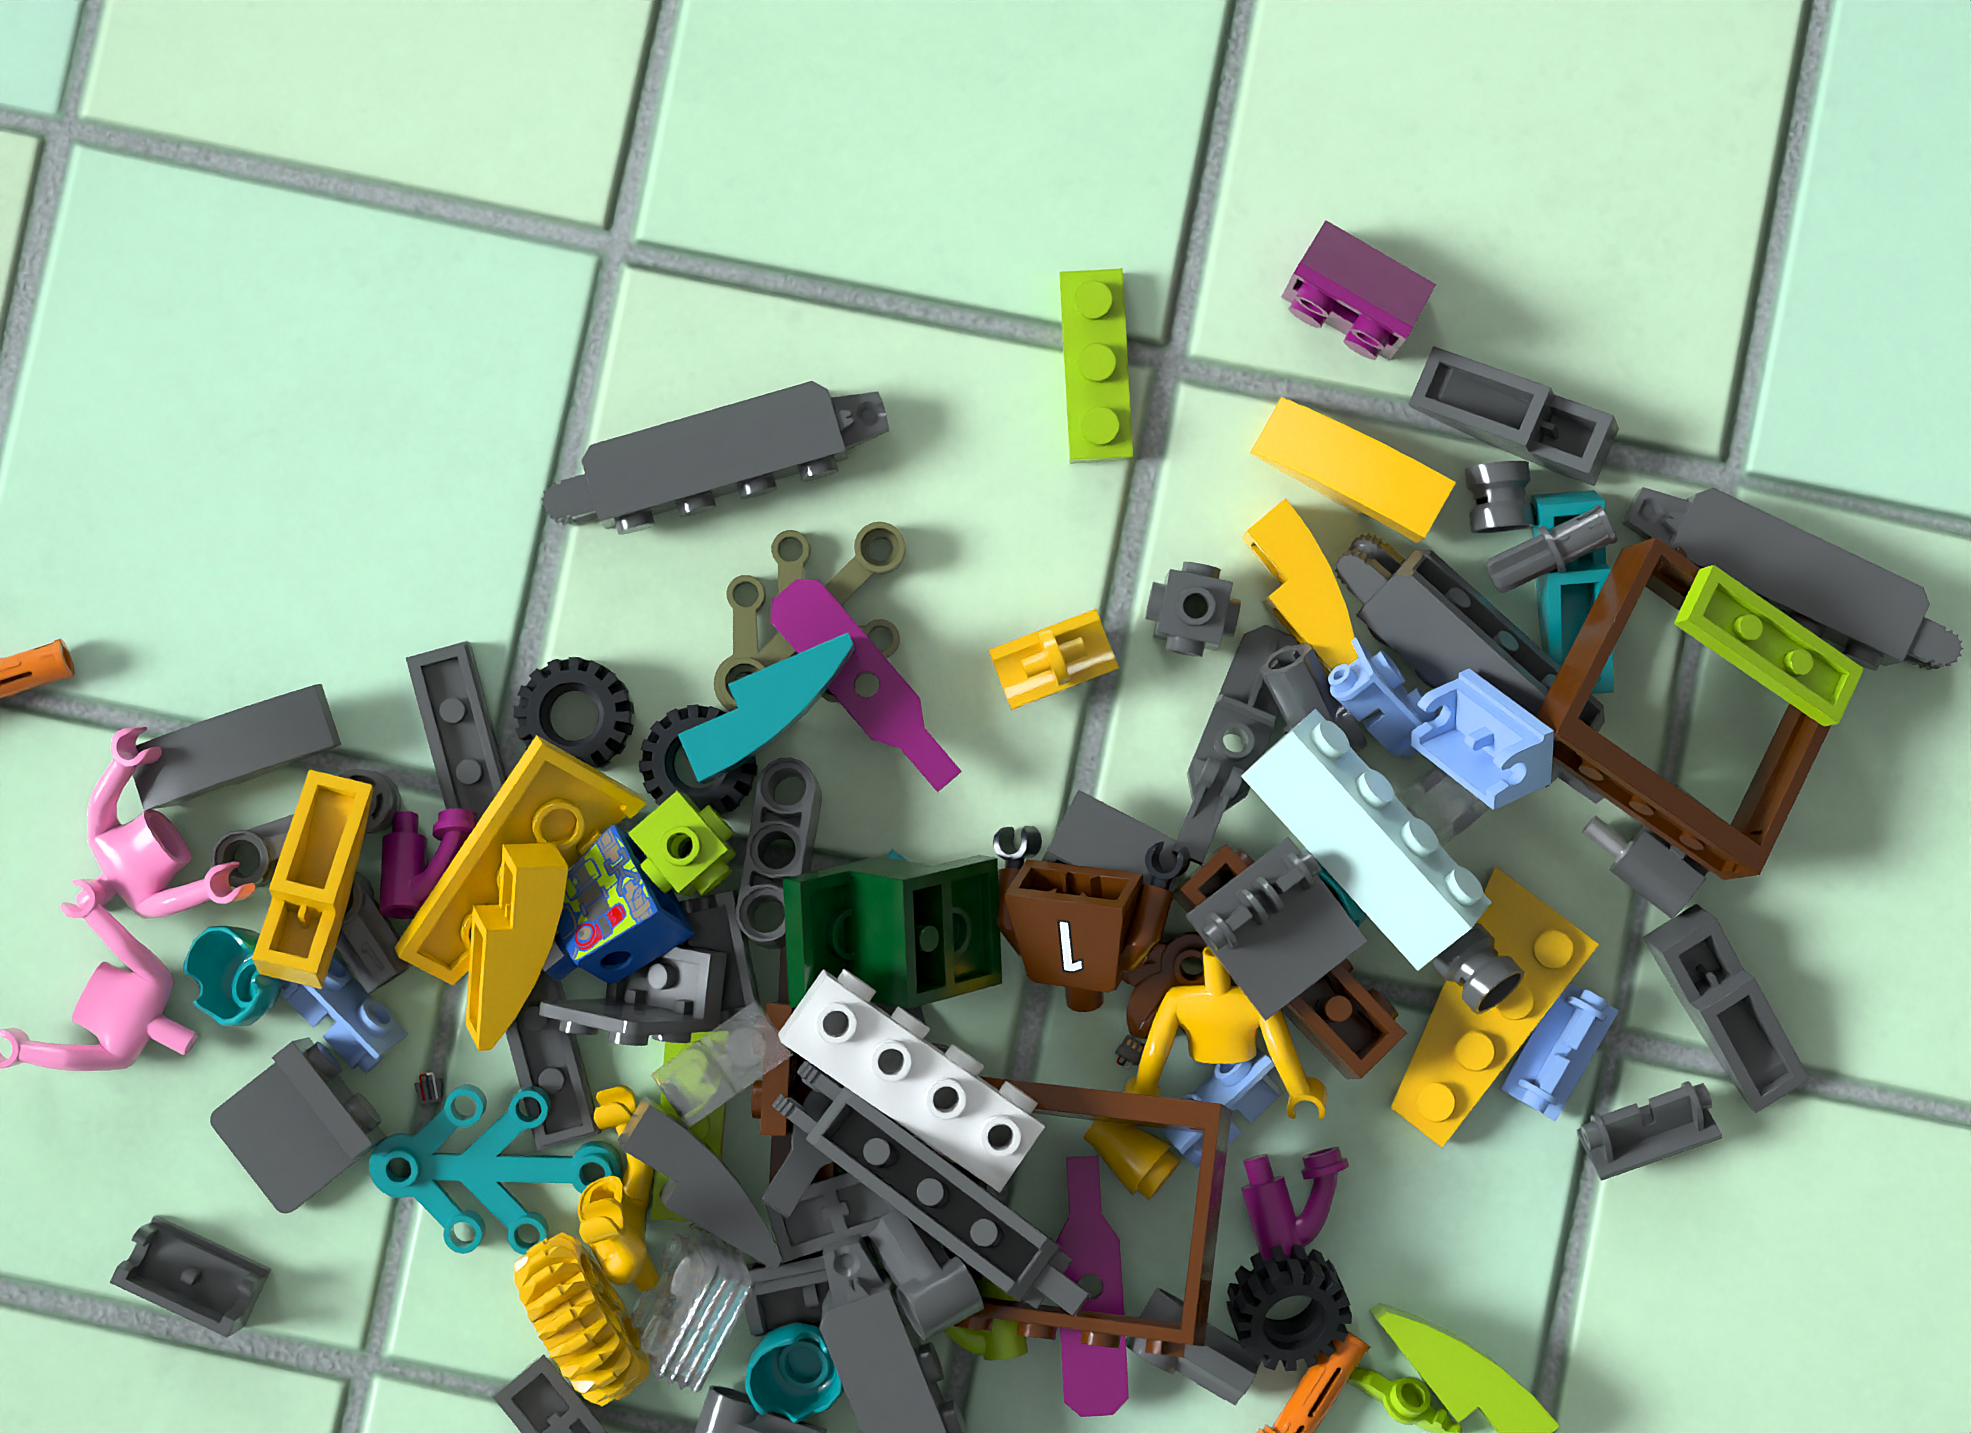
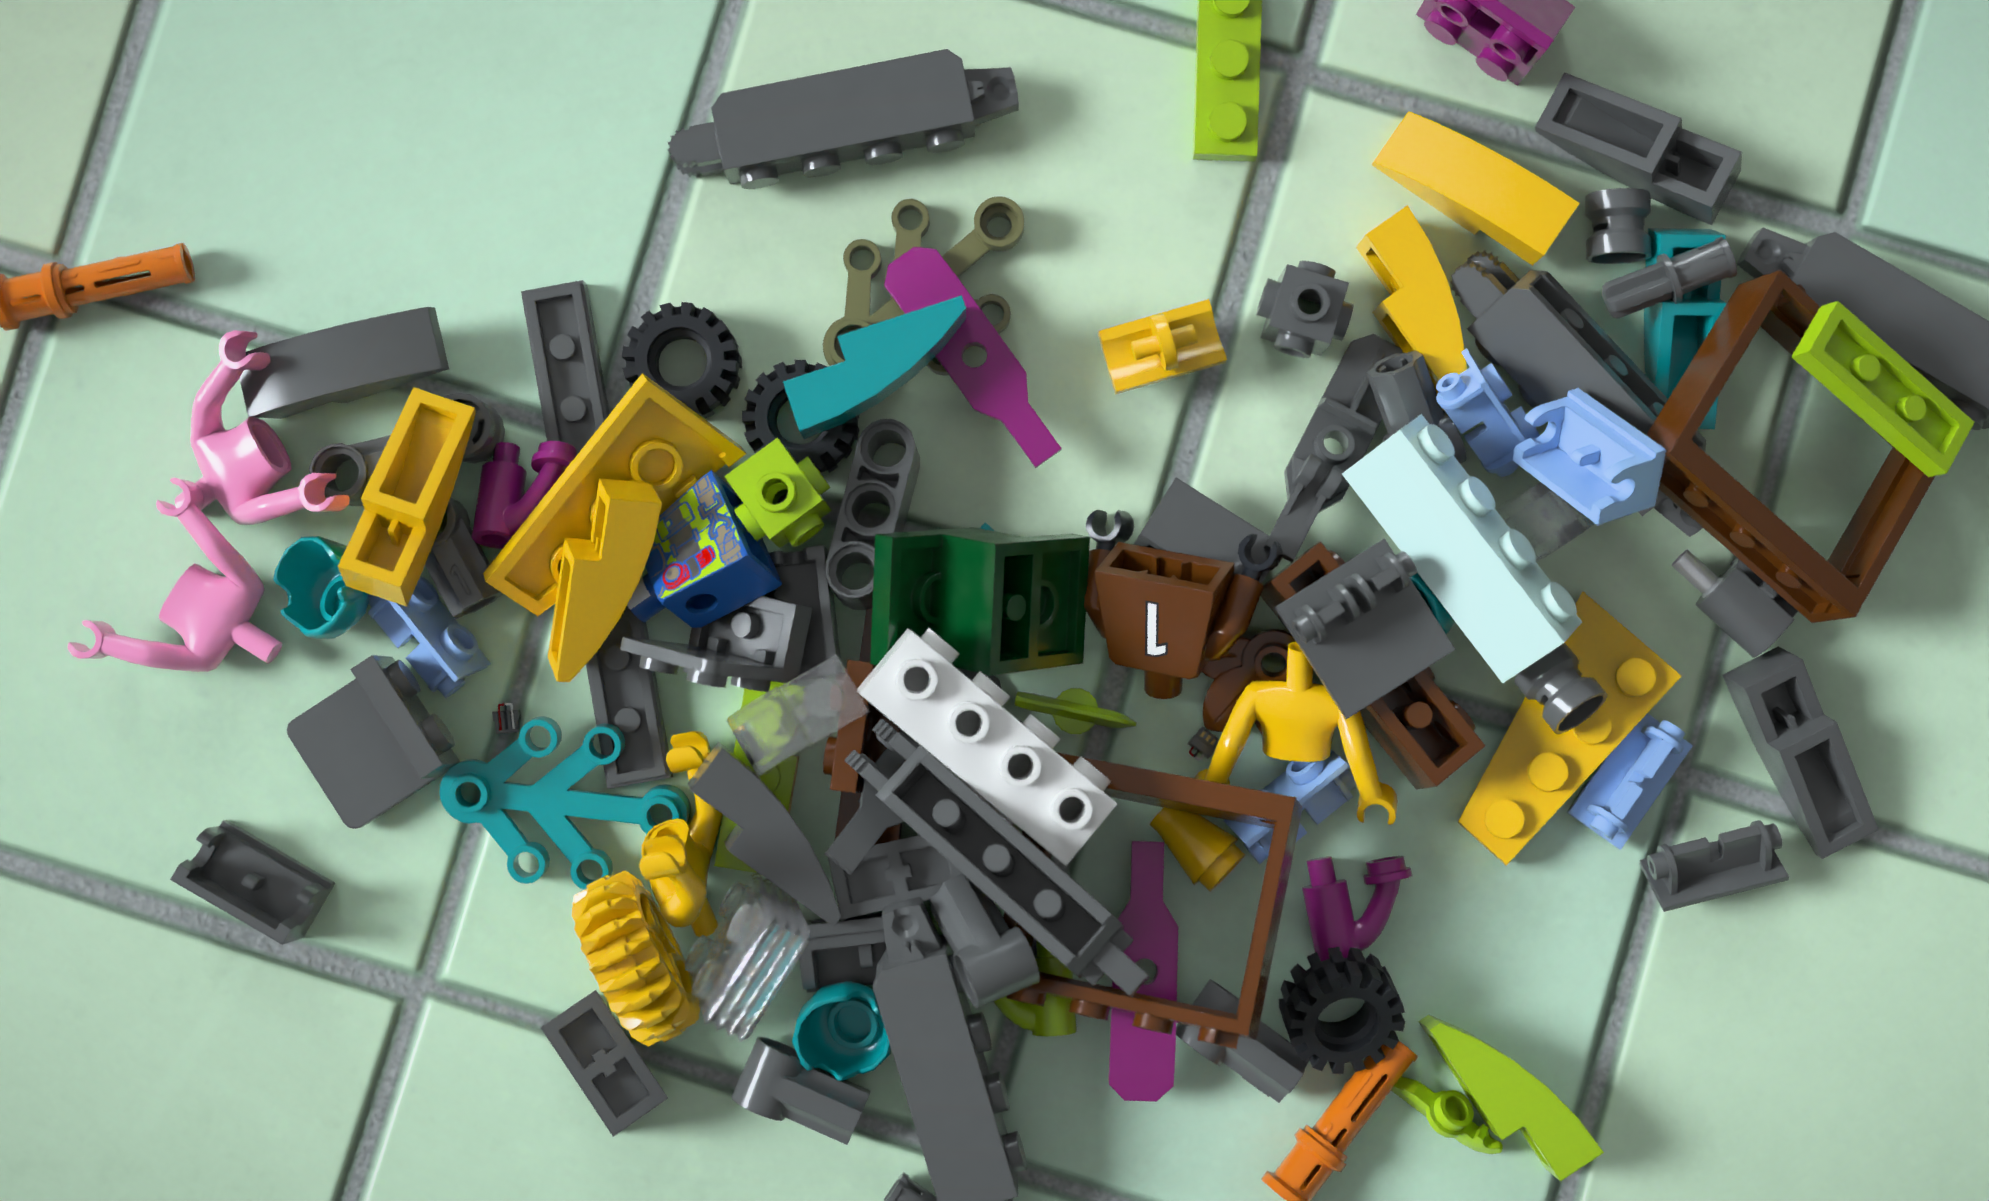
camera: 10 degrees right, 0 degrees up
(997, 1030) = (1073, 710): none -> lime piece

